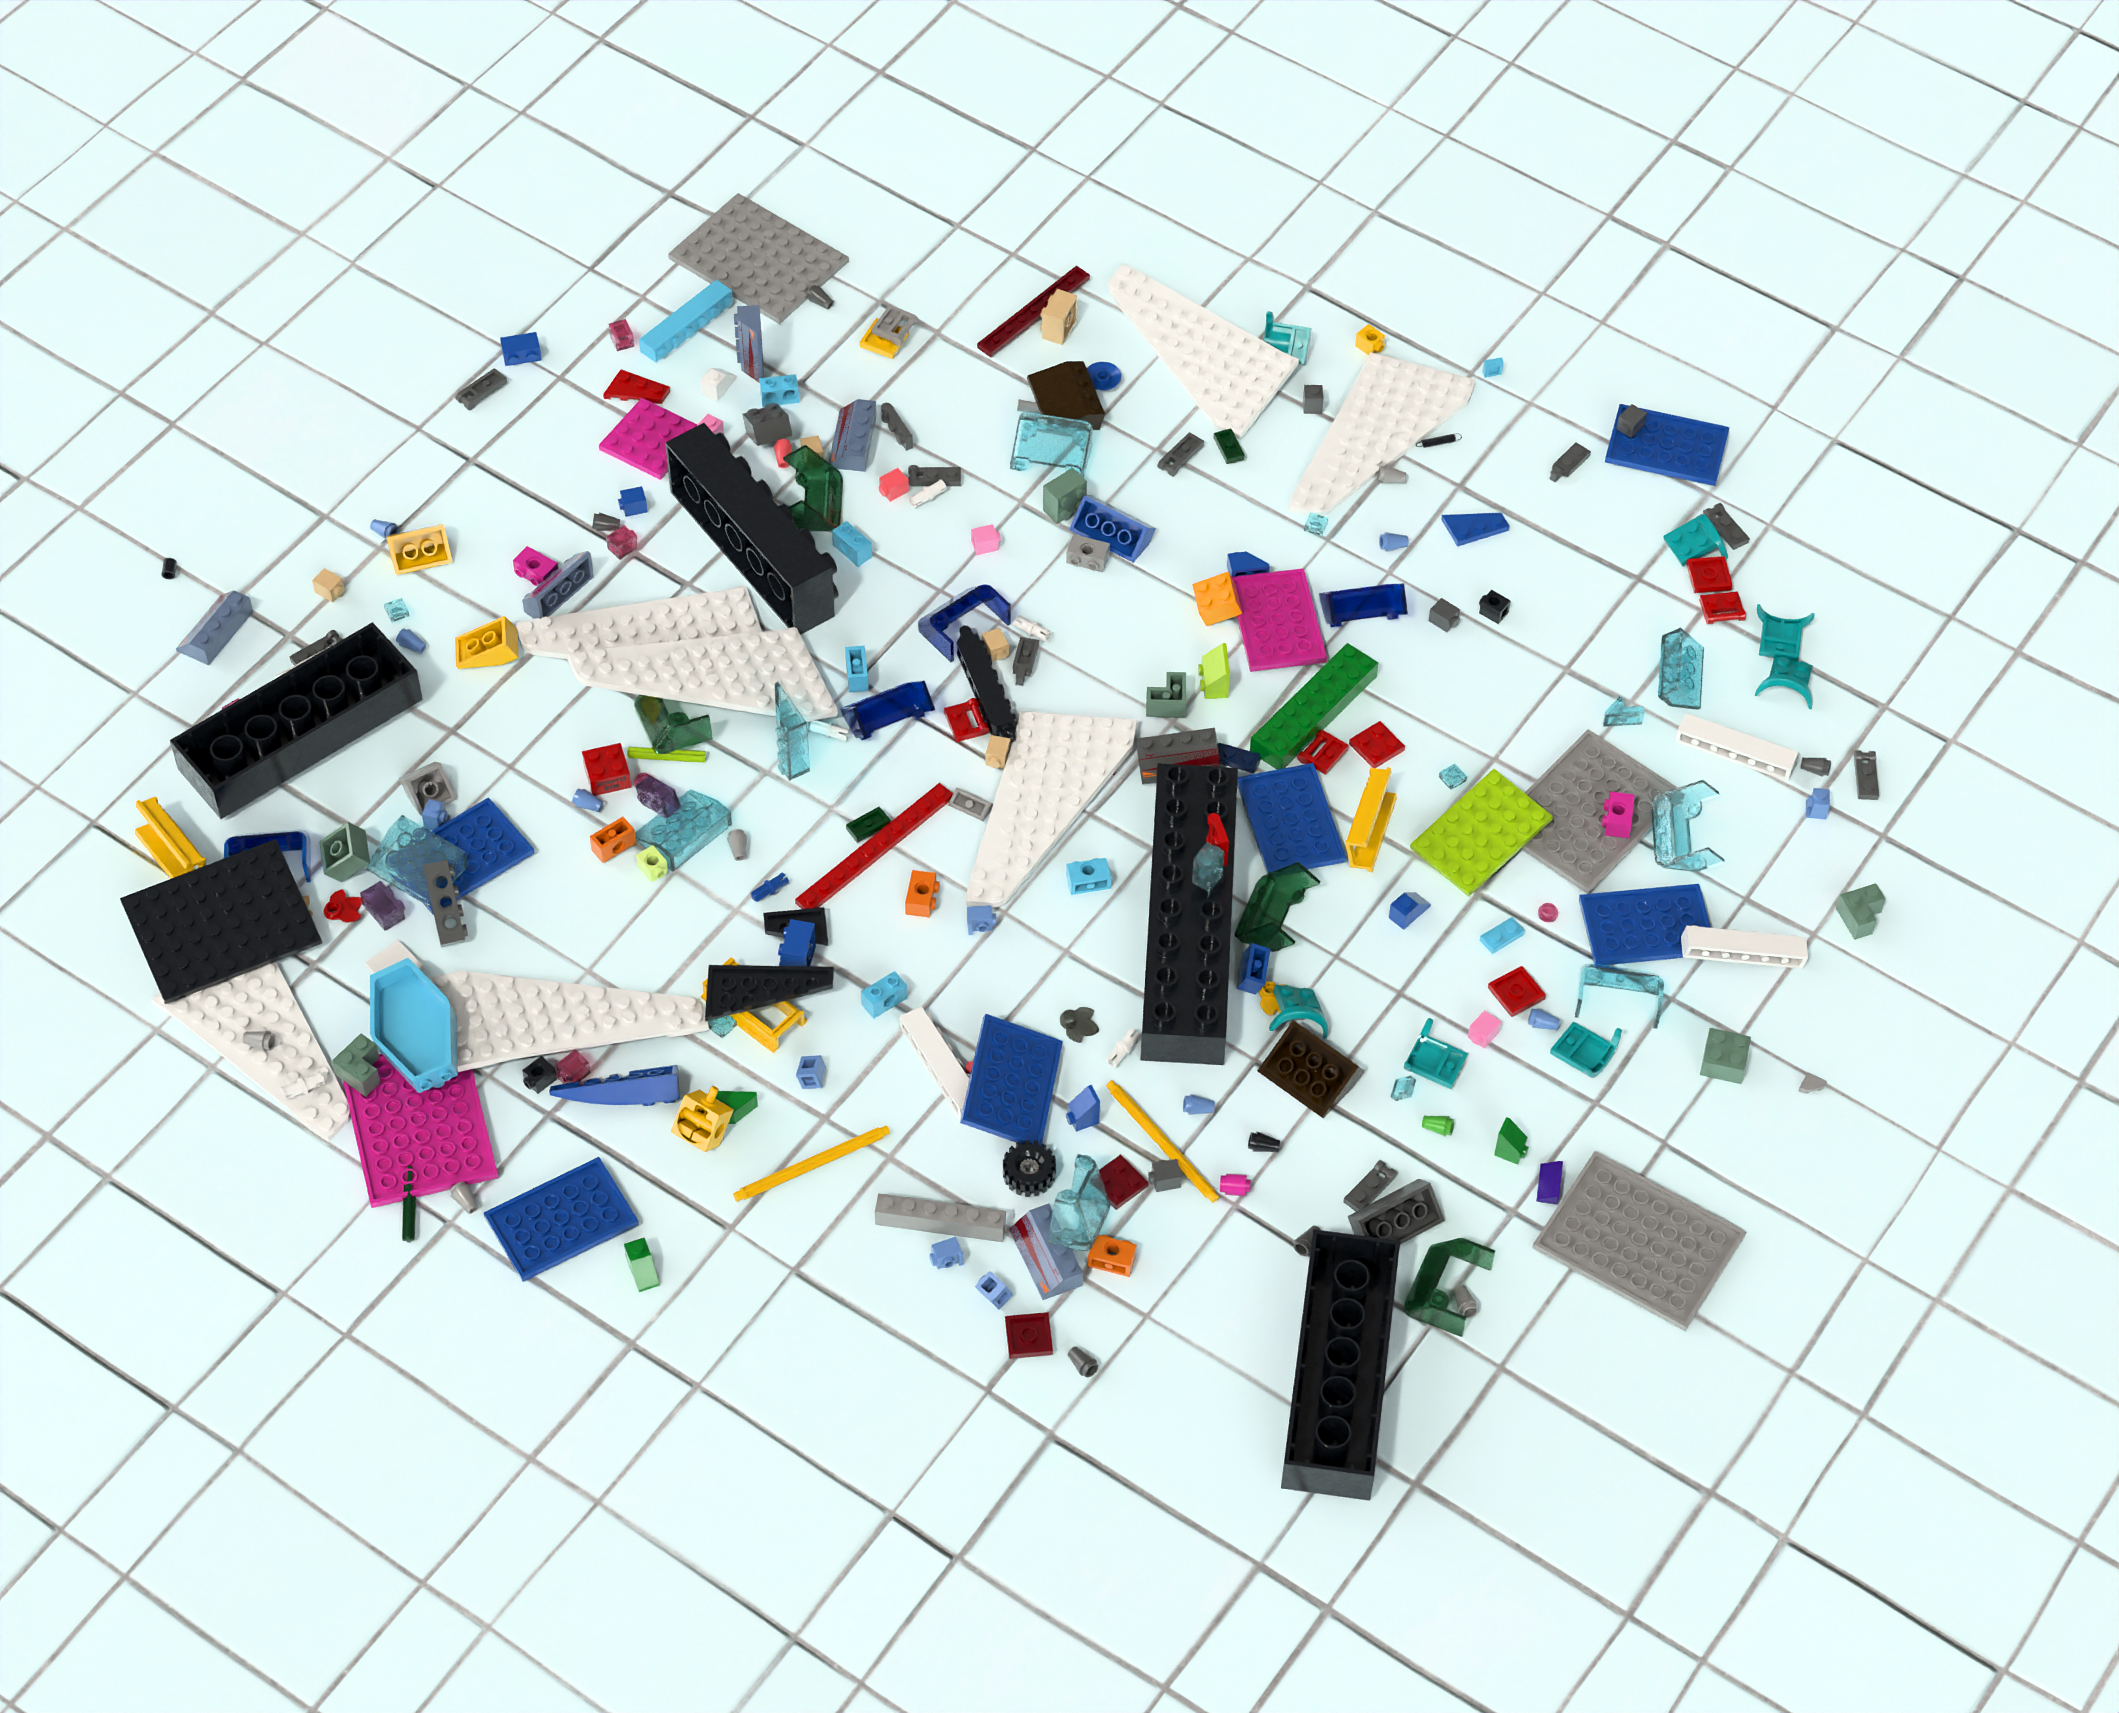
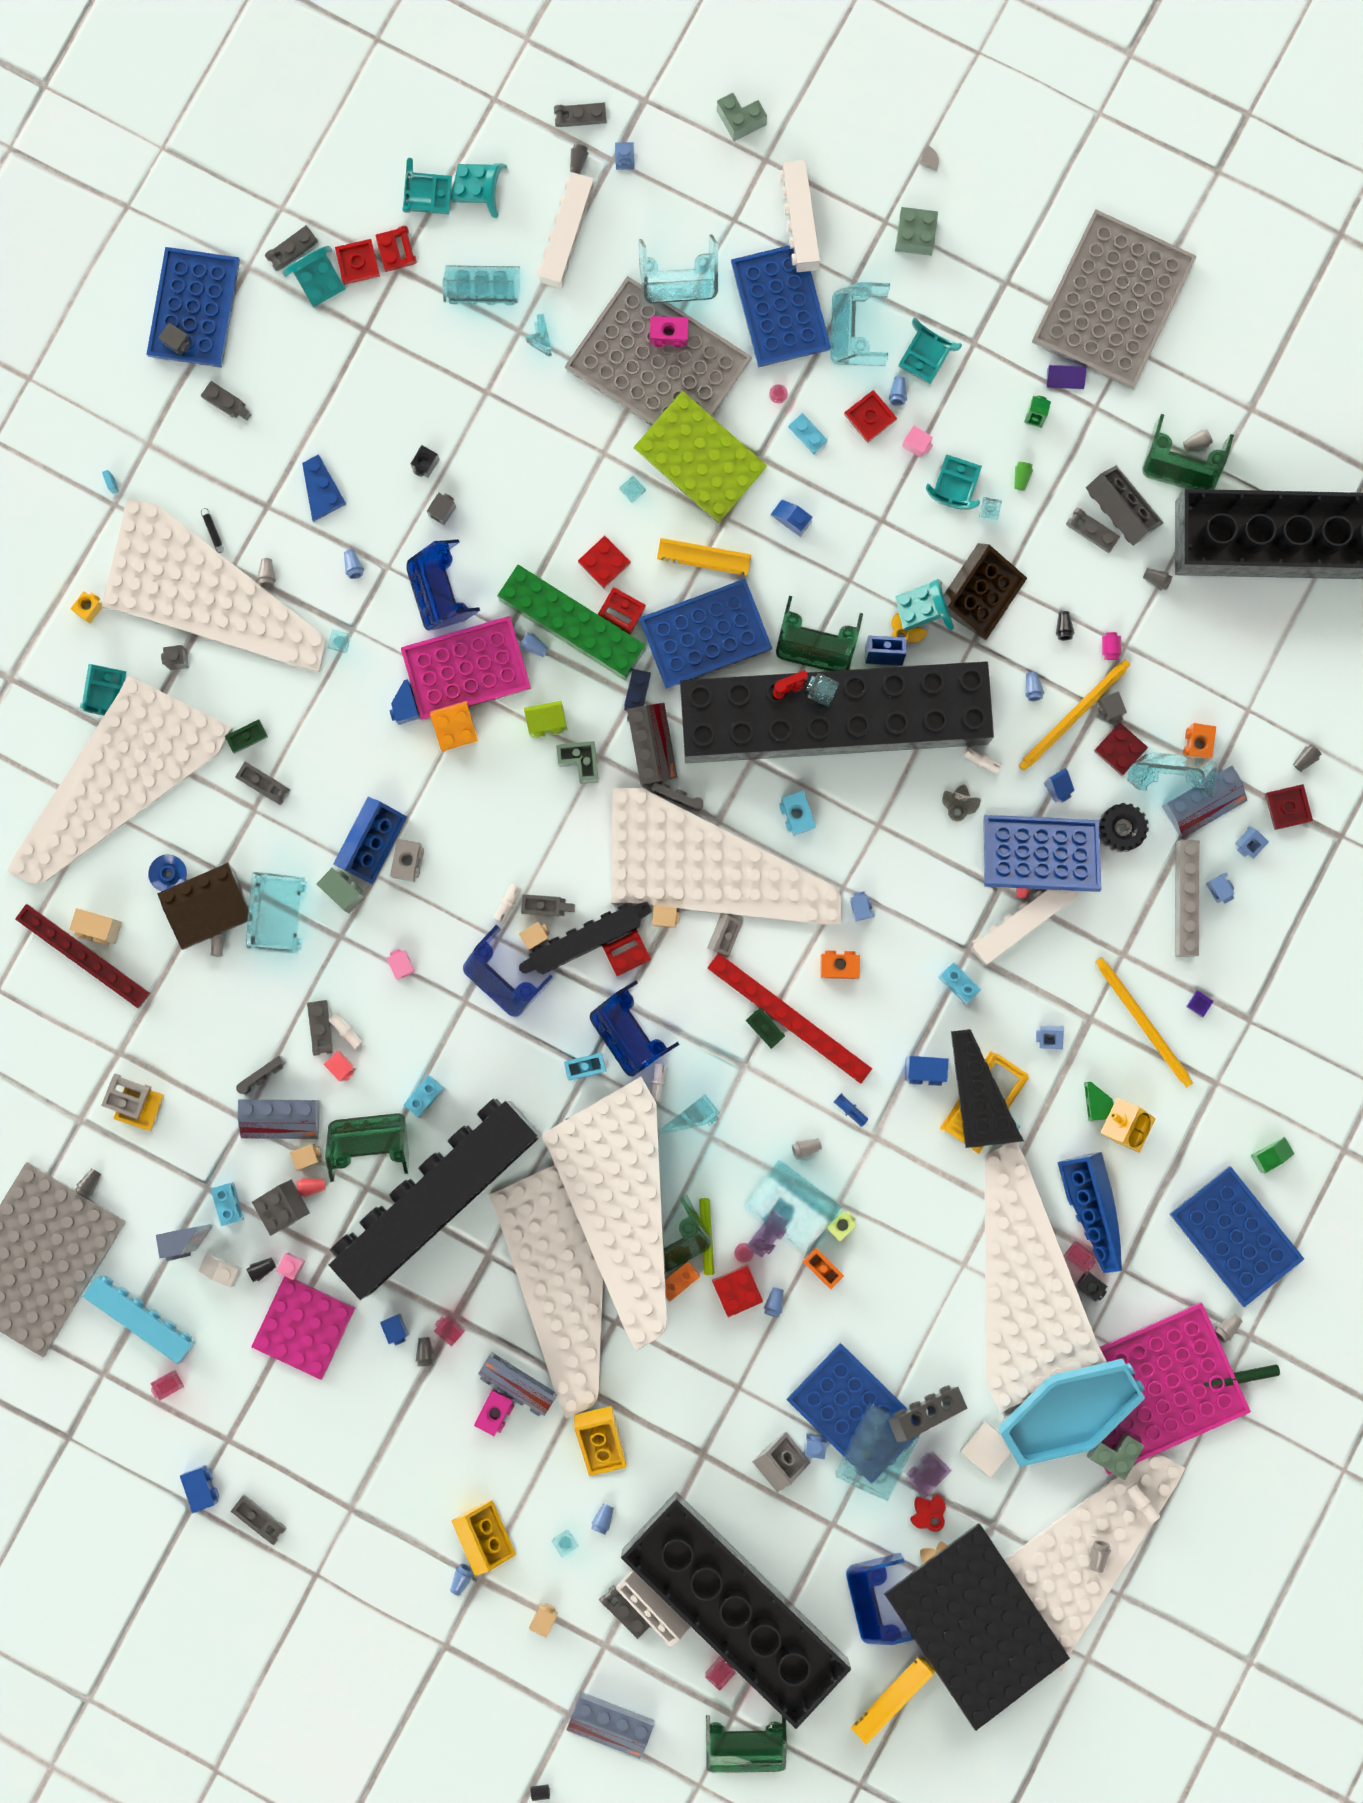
camera: 95 degrees left, 30 degrees up
(161, 719) = (746, 1749): none -> clear green windscreen
(344, 852) = (878, 1525): sand green brick -> none
(627, 723) = (680, 1280): none -> orange brick
(632, 386) = (236, 1356): red wing -> none
(712, 407) = (260, 1269): none -> black cone
(776, 922) = (889, 1075): black wing -> none
(821, 1217) = (1199, 1004): none -> dark purple plate
(1121, 776) = (677, 796): none -> dark grey plate
(1295, 675) = (534, 645): none -> medium blue cone

